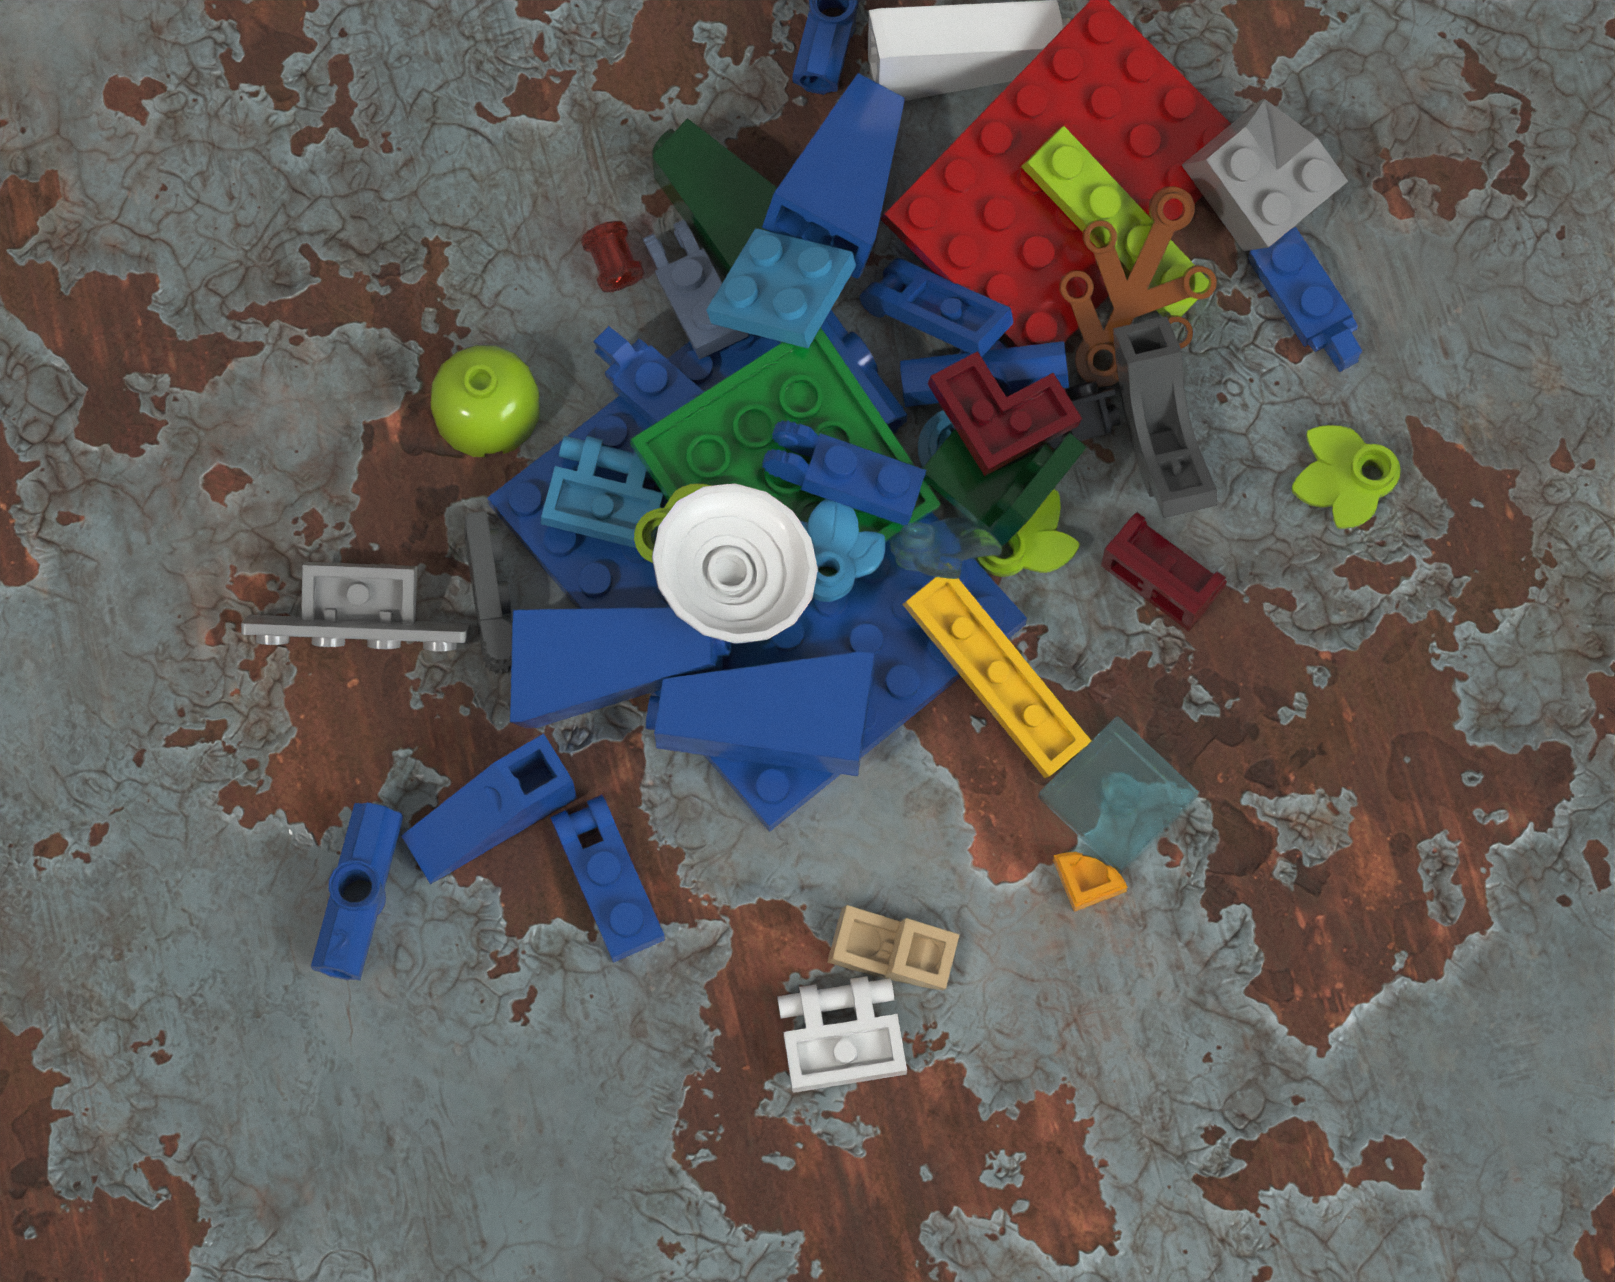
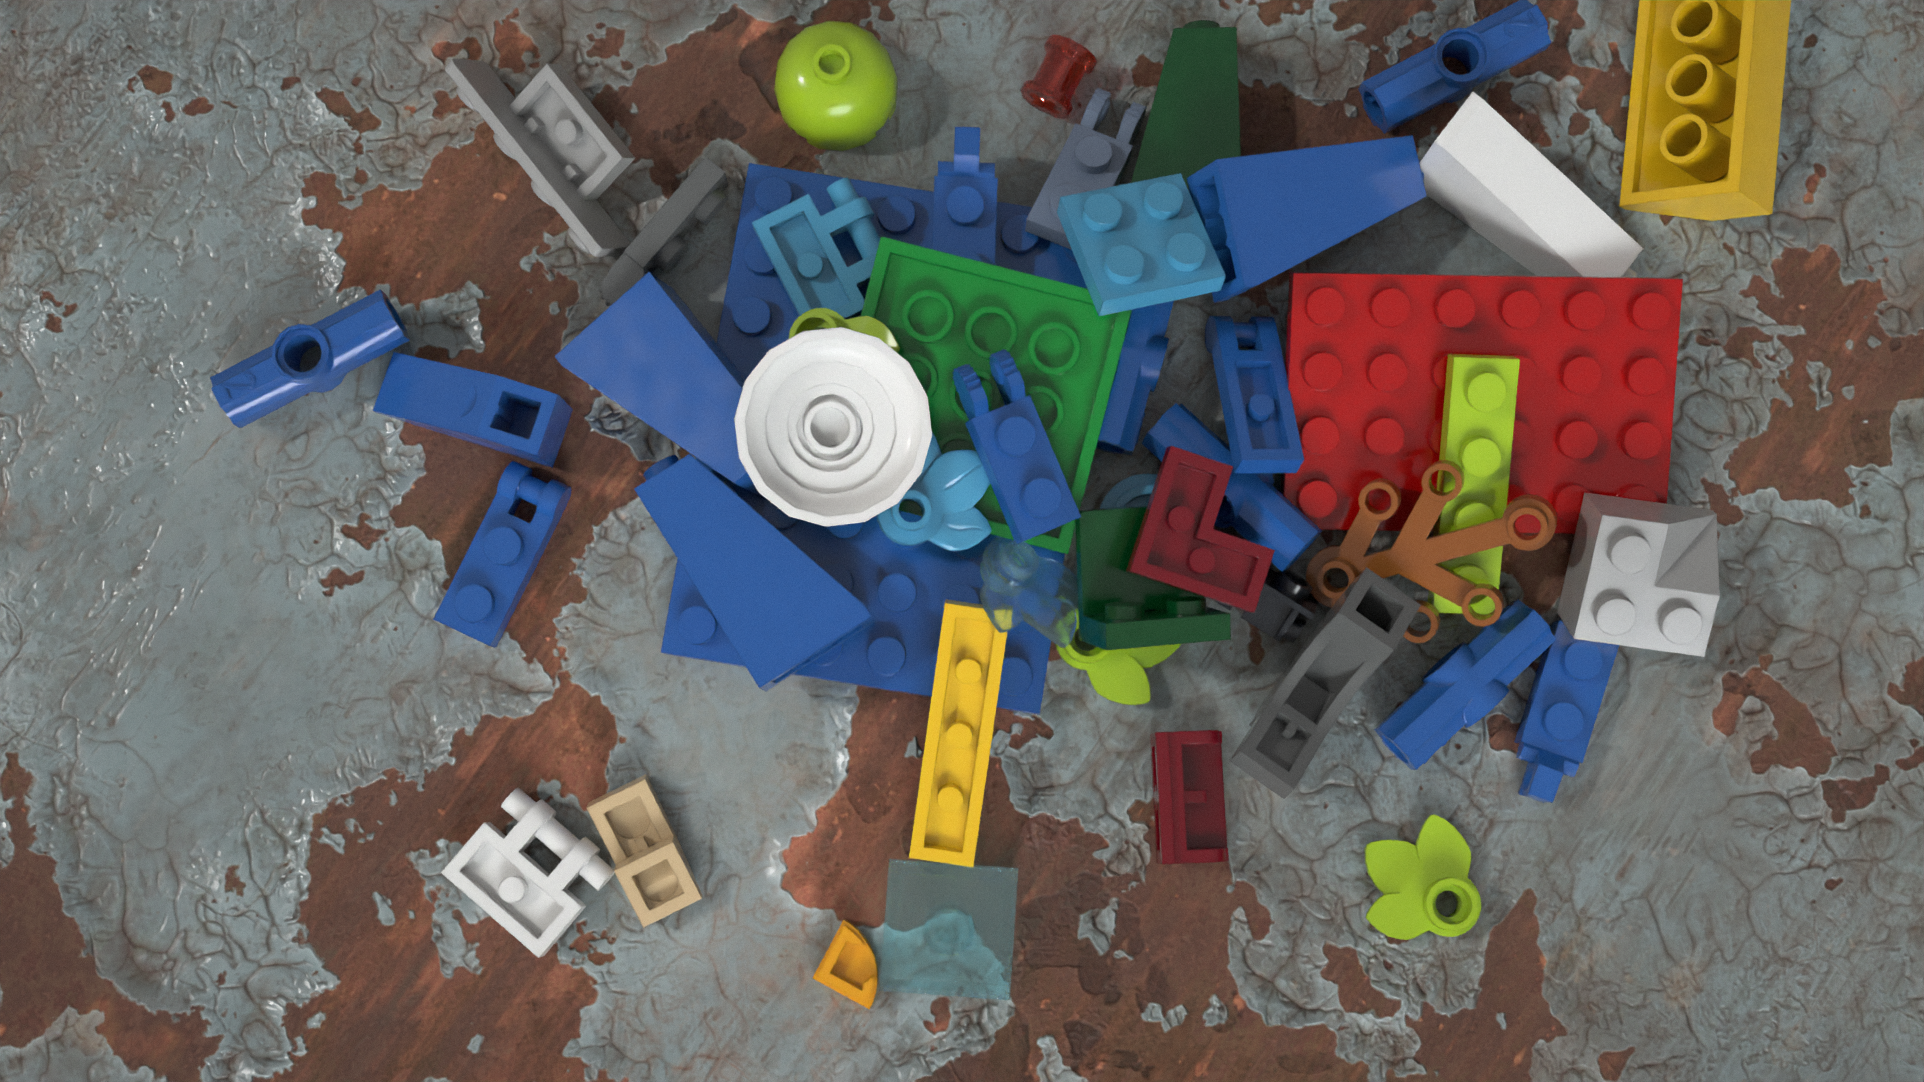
camera: 50 degrees right, 10 degrees up
(1240, 342) = (1465, 684): none -> blue piece

